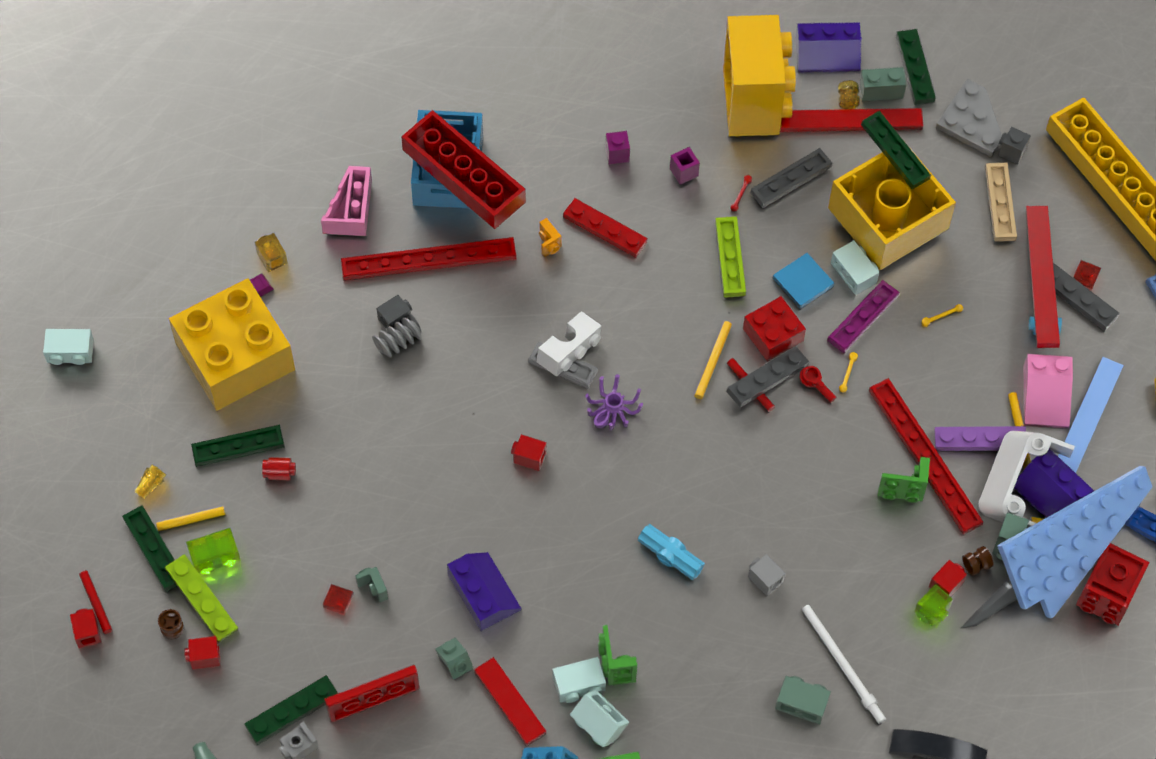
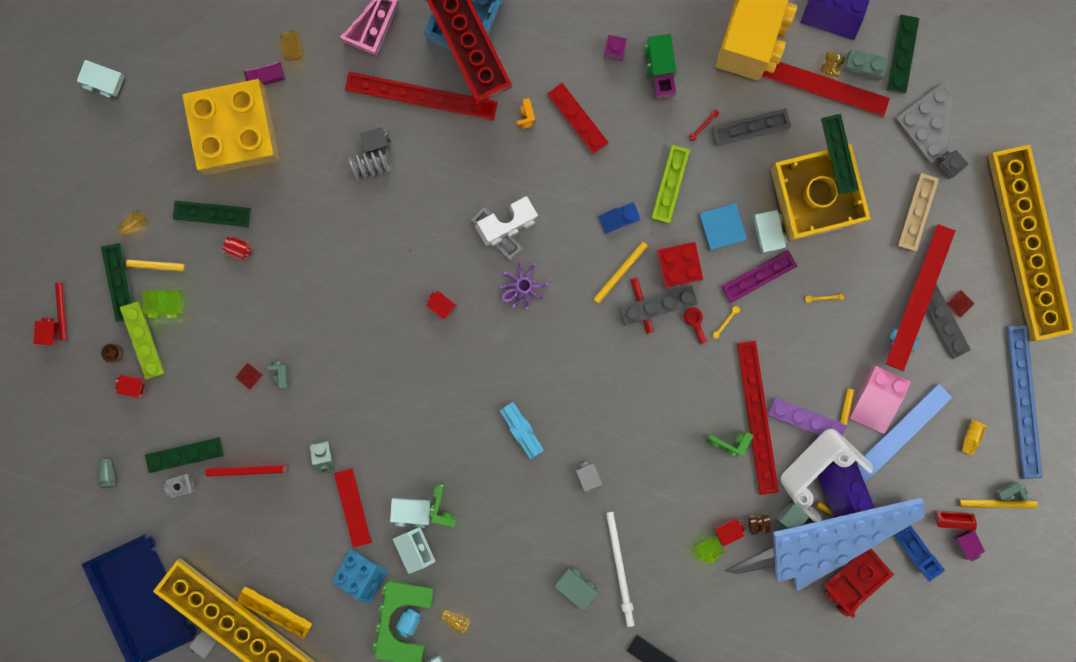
camera: 20 degrees right, 25 degrees up
(482, 589) = (364, 409): dark purple slope -> none
(667, 135) = (660, 56): none -> green brick
(688, 307) = (619, 218): none -> blue slope

